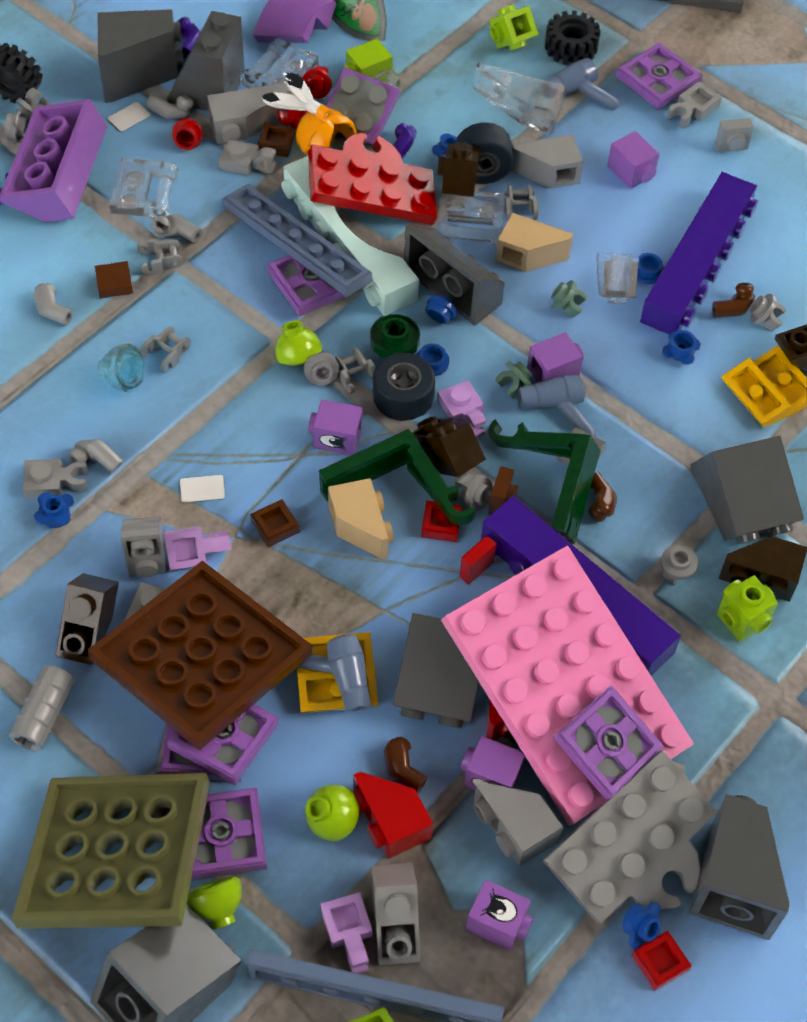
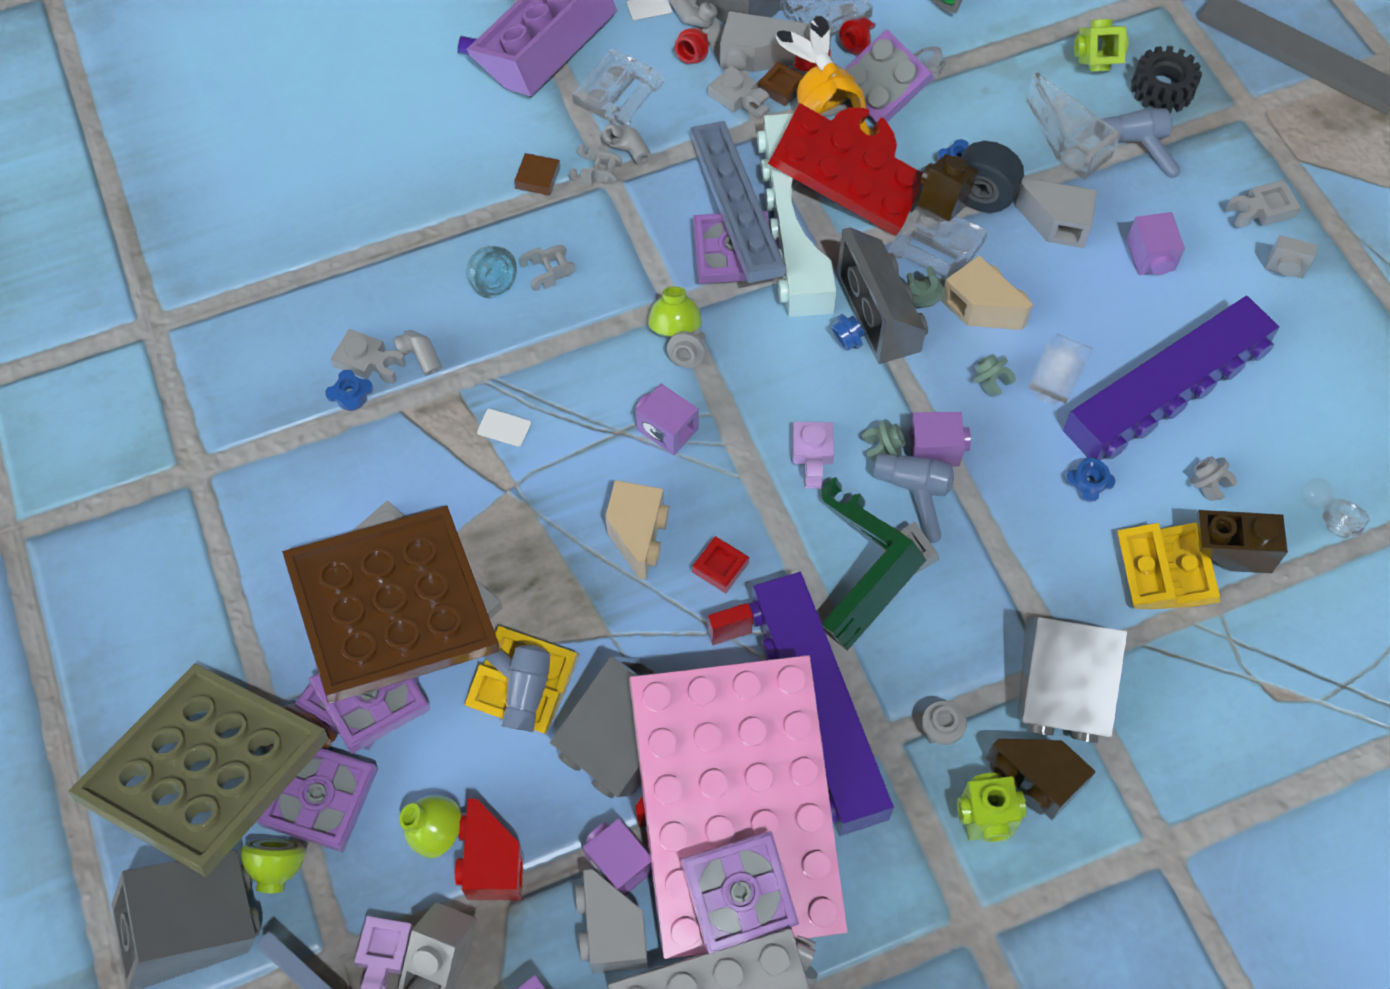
camera: 30 degrees right, 5 degrees up
(41, 708) = (225, 588): light grey axle -> none
(47, 305) = (458, 177): light grey arm -> none
(85, 616) = (316, 509): slope -> none
(144, 546) = (406, 464): light grey slope -> none
(188, 547) = (451, 485): lavender plate -> none
(275, 523) = (552, 494): reddish brown tile -> none
(366, 365) = (737, 363): light grey piece -> none
(369, 58) = (921, 29): lime brick -> none
(391, 455) = (696, 472): dark green hinge -> none
(394, 335) = (780, 345): dark green plate -> none
(398, 764) = (528, 806): reddish brown arm -> none
(403, 386) = (748, 394): black wheel -> none
(405, 138) = (919, 127): dark purple arm -> none
(436, 357) = (808, 385): blue plate -> none
(449, 445) = (769, 485): dark brown slope -> none
(475, 491) = (772, 547): light grey plate -> none
(484, 253) = (926, 290): none -> sand green plate
(502, 489) = (798, 558): reddish brown plate -> none
(531, 201) = (1015, 250): light grey piece -> none
(604, 501) = (906, 616): reddish brown arm -> none
(649, 268) = (1101, 373): blue plate -> none
(658, 75) = (1242, 156): medium lavender piece -> none
(738, 304) = (1186, 455): reddish brown arm -> none

